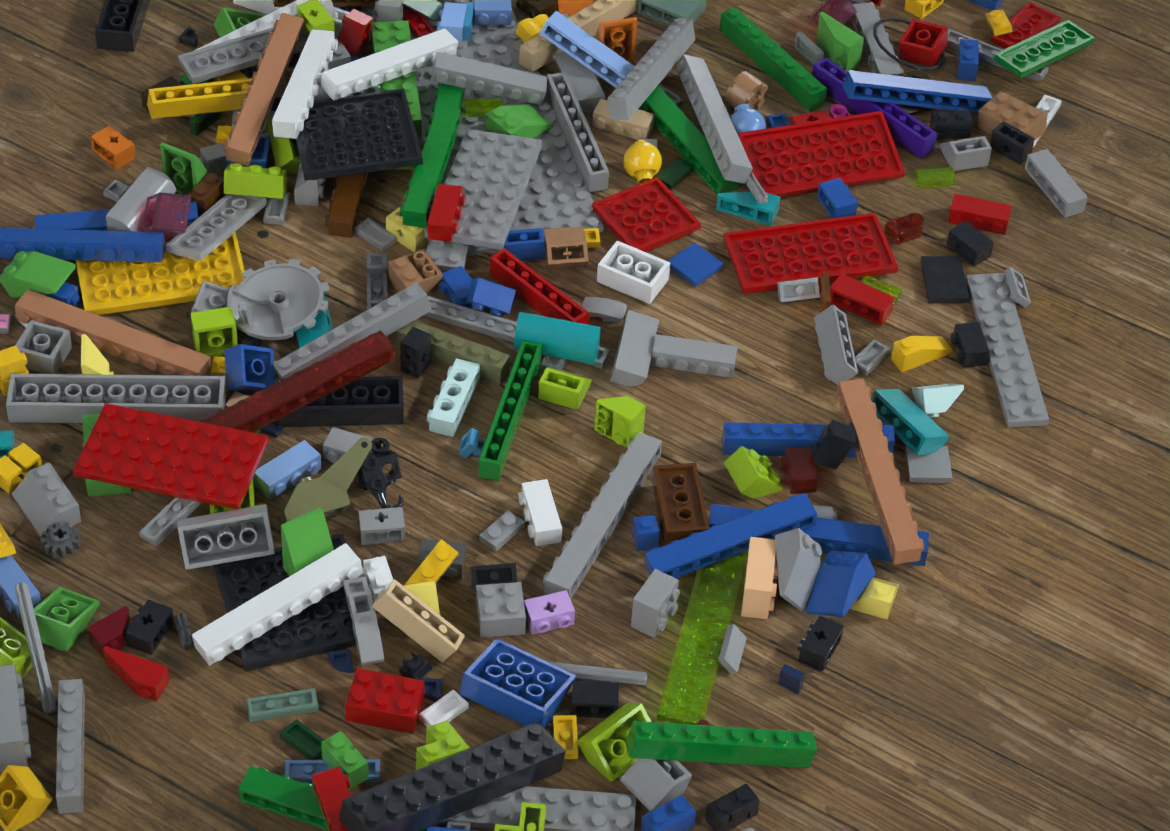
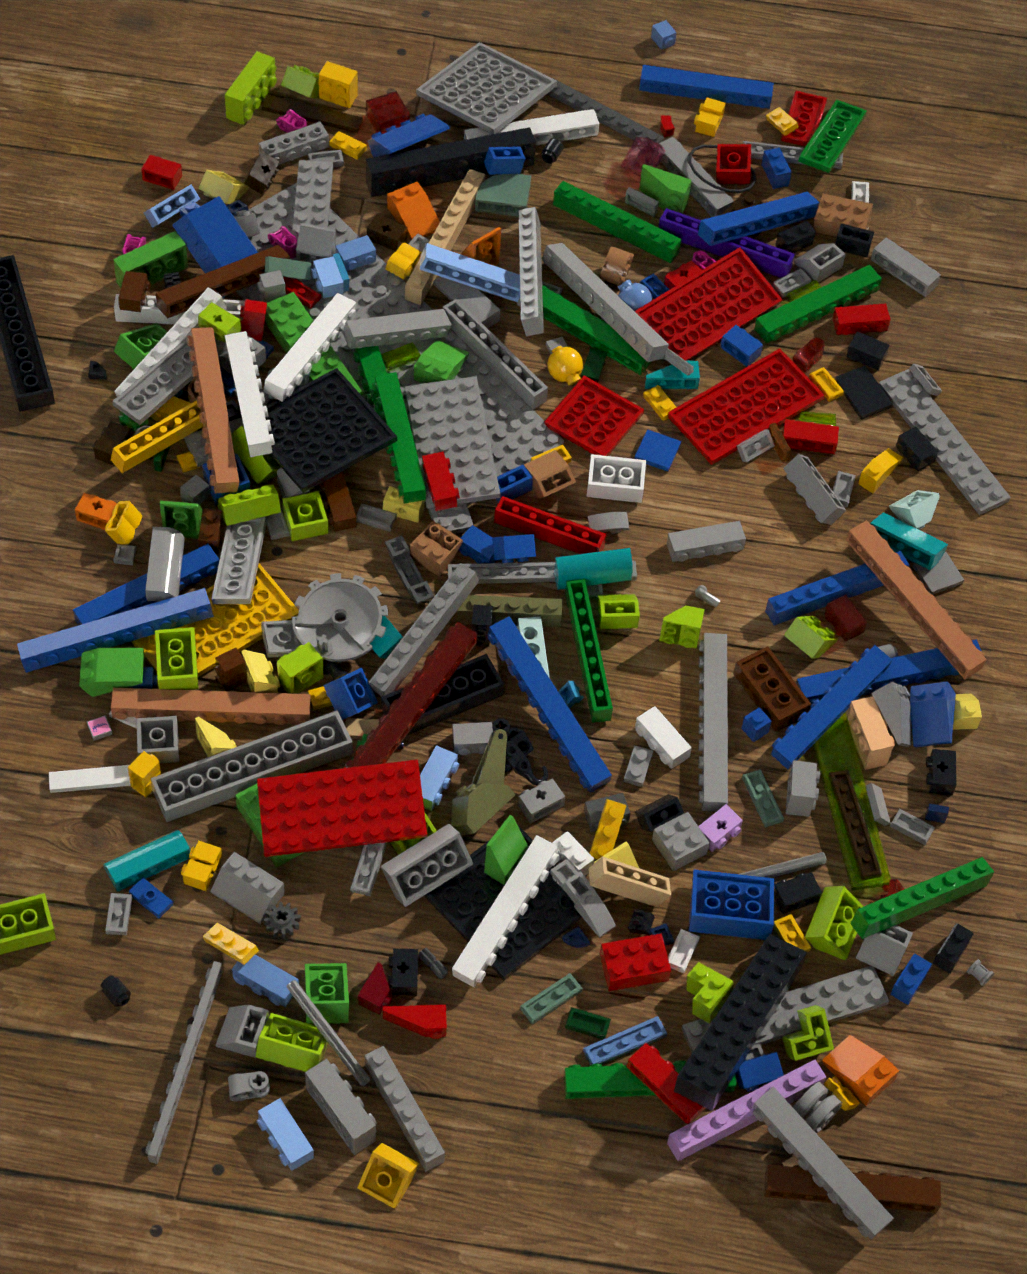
camera: 25 degrees left, 10 degrees up
(101, 283) = (176, 659): none -> lime brick
(129, 162) = (123, 522): none -> yellow brick
(148, 311) = (230, 669): none -> reddish brown piece
(166, 214) = (198, 570): clear pink slope -> none
(174, 321) = (260, 673): none -> light yellow slope
(304, 209) = (305, 516): none -> lime brick
(339, 752) = (634, 1031): bright green piece -> none
(439, 444) = (549, 705): none -> blue brick
(614, 603) = (762, 798): none -> sand green tile
(634, 349) = (654, 553): light grey brick -> none
(636, 127) = (511, 329): tan brick -> none
(663, 402) = (701, 593): none -> light grey arm
(693, 657) = (855, 825): none -> dark brown tile
(722, 222) = (659, 401): none -> yellow plate
(759, 684) = (912, 827): none -> light grey tile
(833, 444) = (869, 588): black brick -> none
(909, 261) = (826, 384): none -> yellow tile
(924, 161) = (791, 282): none -> light grey plate
(940, 187) = (817, 304): none -> green brick

